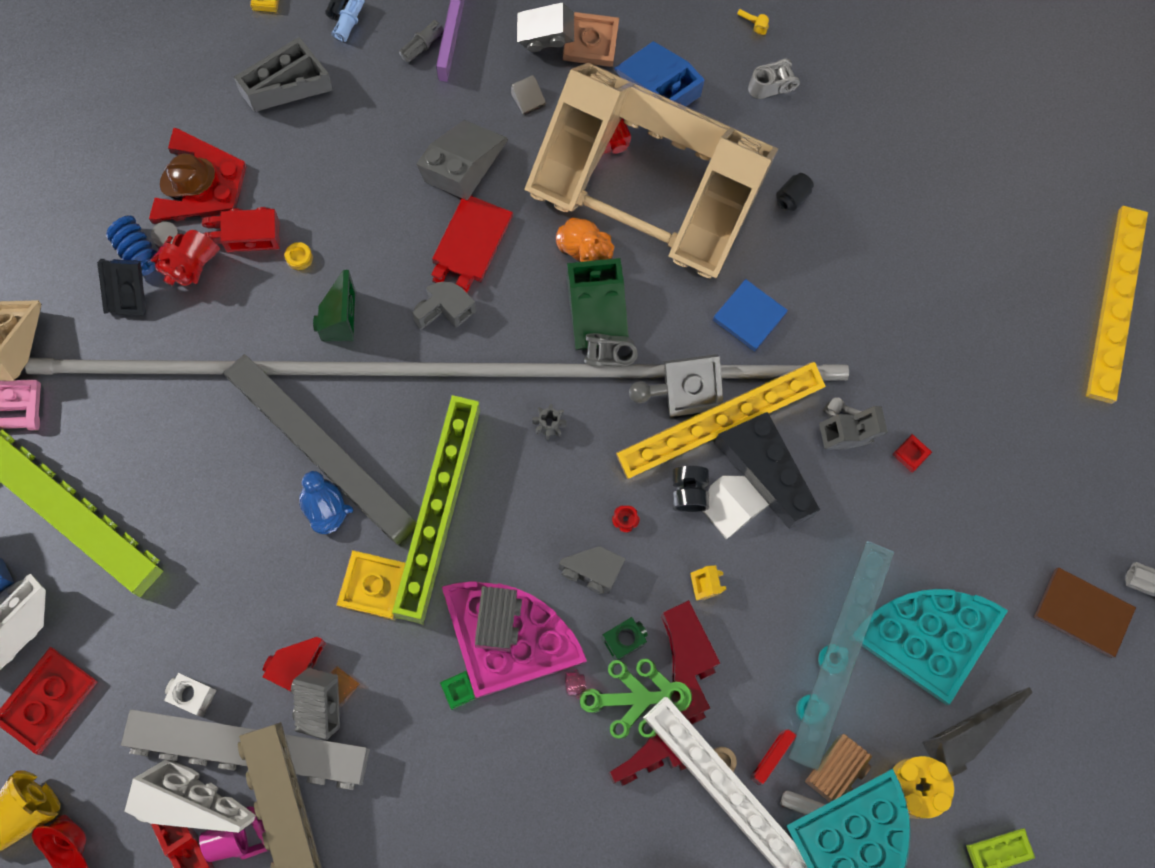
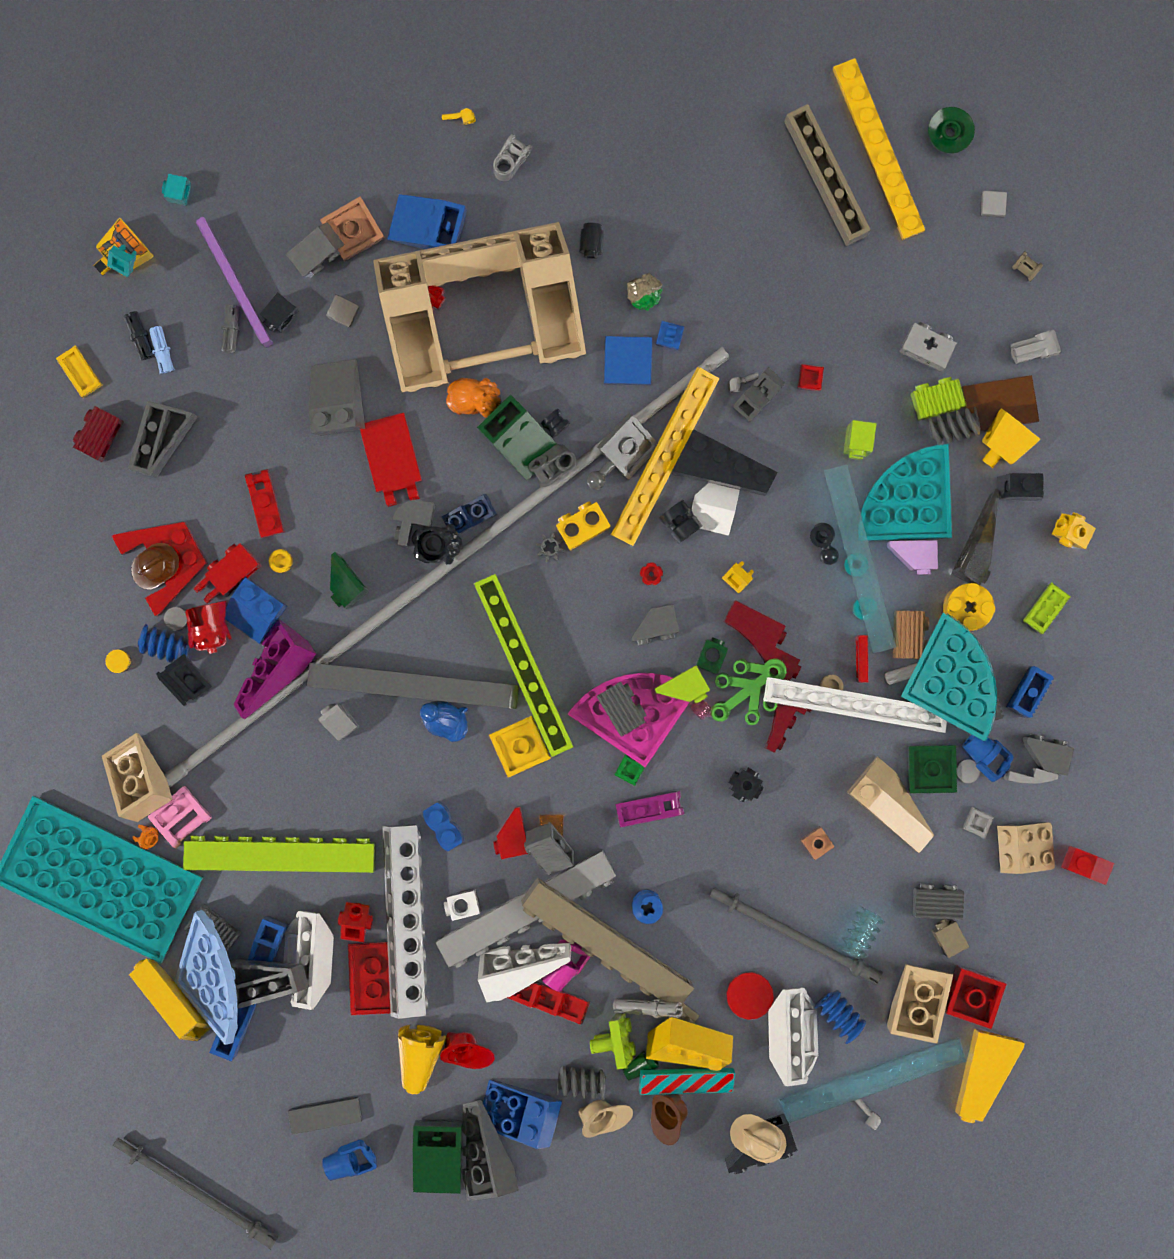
camera: 30 degrees left, 15 degrees up
(58, 759) = (396, 910): none -> brick
(74, 628) = (355, 921): none -> red brick
(83, 233) = (118, 661): none -> yellow tile
(221, 340) = (281, 661): none -> magenta wedge
(223, 426) = (338, 721): none -> light grey slope
(237, 41) = (97, 433): none -> dark red brick
(238, 276) = (253, 610): none -> blue slope
(238, 594) = (439, 820): none -> blue brick
(326, 199) = (264, 504): none -> red plate
(354, 835) = (650, 915): none -> blue piece
(446, 743) = (649, 809): none -> magenta plate
(448, 340) = (436, 544): none -> black hair
(472, 57) = (278, 313): none -> black brick
(498, 342) = (470, 514): none -> dark blue slope
(549, 796) = (737, 780): none -> black brick
(575, 645) = (686, 686): none -> lime slope
(594, 433) = (586, 530): none -> yellow brick
(641, 318) = (555, 423): none -> black wheel
(805, 321) = (670, 335): none -> blue tile
(810, 265) = (644, 291): none -> dark tan piece
(812, 629) = (829, 554): none -> black plate
(901, 693) = (916, 555): none -> lavender slope
(923, 539) = (859, 439): none -> lime brick
(1026, 561) = (938, 399): none -> lime brick
(1027, 597) = (955, 426): none -> dark grey piece
(1048, 519) = (915, 346): none -> light grey brick
(1055, 287) = (827, 175): none -> dark tan brick
(1058, 707) = (1021, 486): none -> black torso
(1072, 649) = (1007, 439): none -> yellow torso
(1082, 791) = (1073, 531): none -> yellow brick

